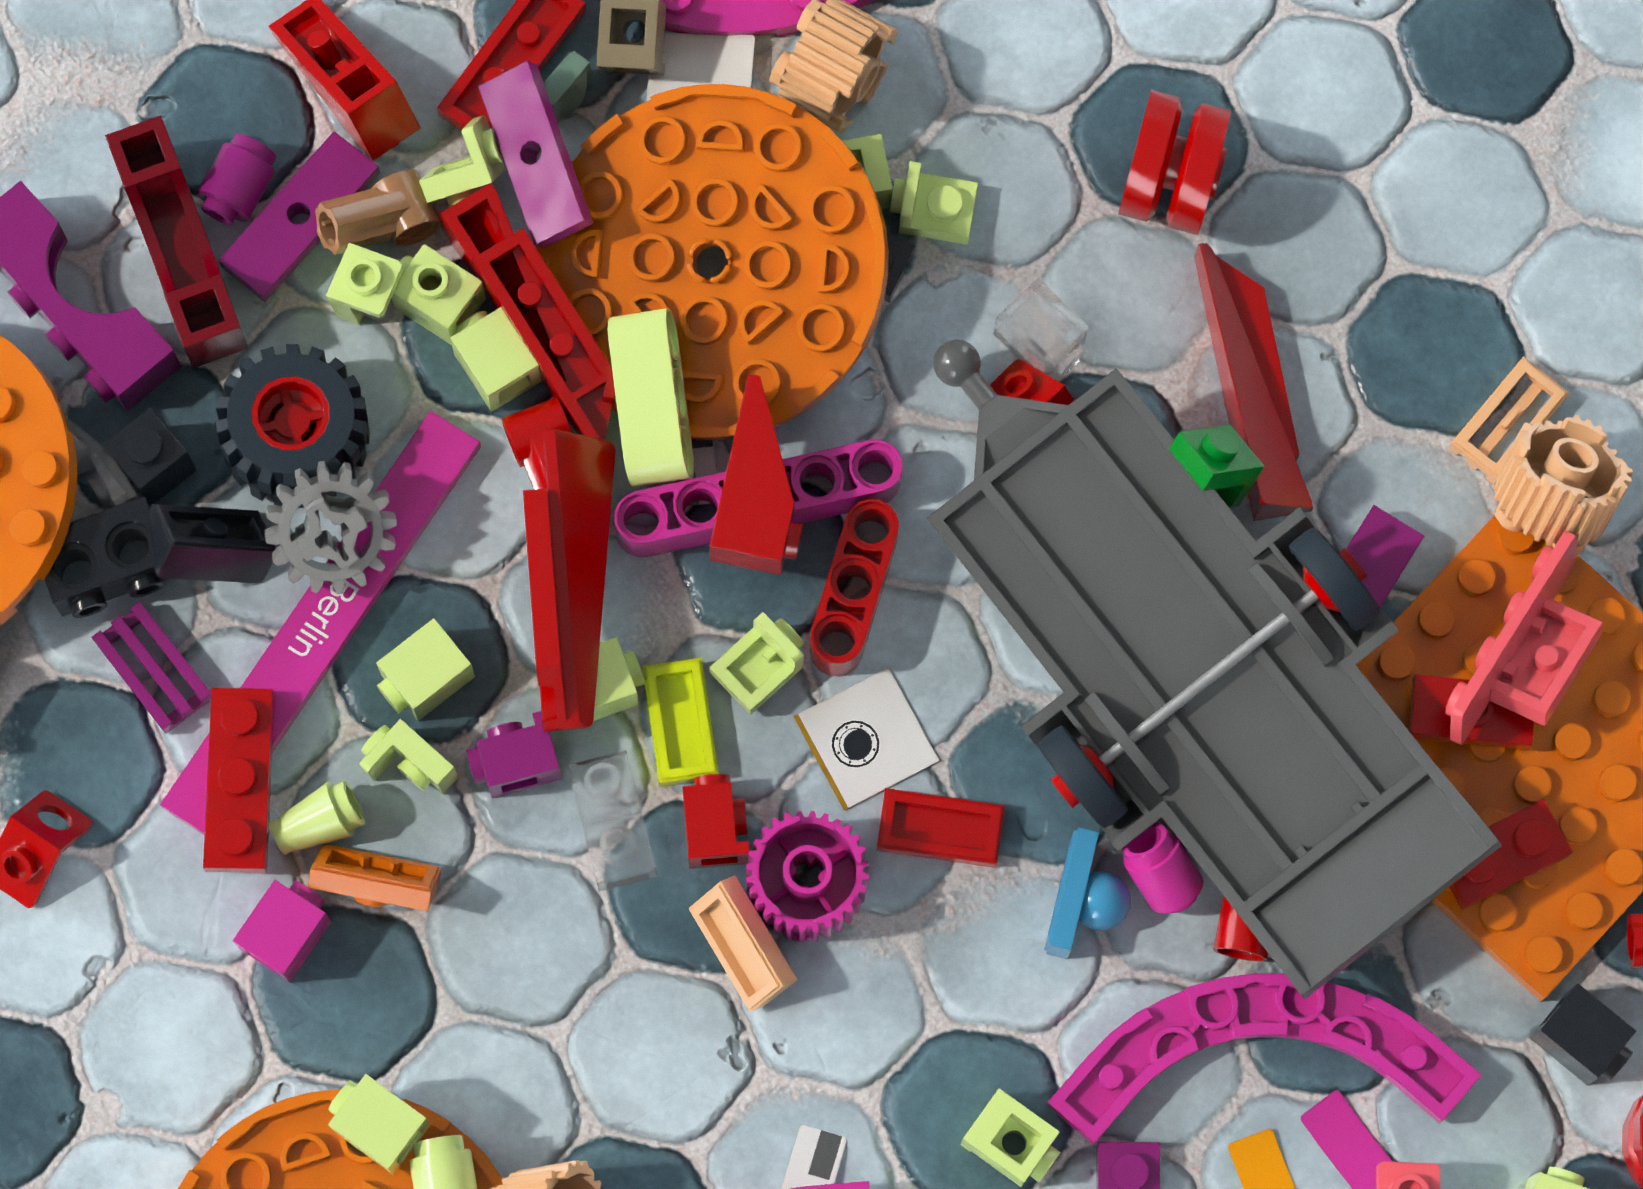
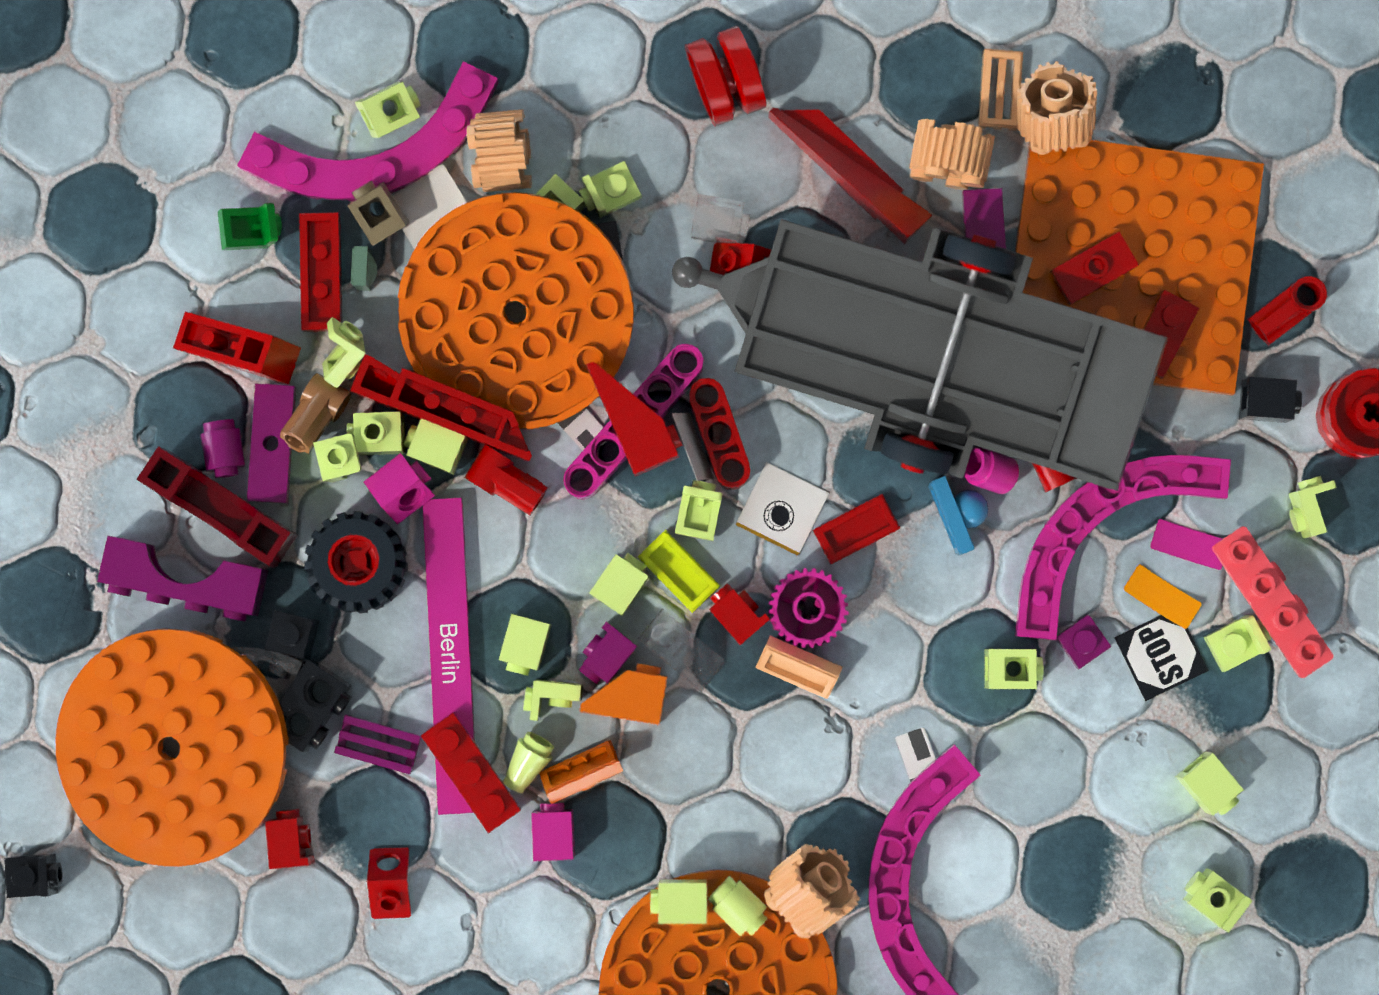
camera: 30 degrees left, 10 degrees up
(209, 544) = (360, 658): black slope -> none
(349, 513) = (418, 589): light grey gear -> none
(413, 374) = (400, 487): none -> dark pink brick
(505, 822) = (631, 696): none -> orange slope
(523, 128) = (359, 310): magenta tile -> none
(567, 573) = (565, 539): red wedge -> none
(650, 397) = (538, 410): yellowish green beam -> none
(809, 575) = (693, 446): none -> white sticker
(1218, 461) = (870, 231): green bracket -> none
(1388, 447) = (952, 154): none -> light nougat brick
(1533, 654) = (1109, 212): coral bracket -> none

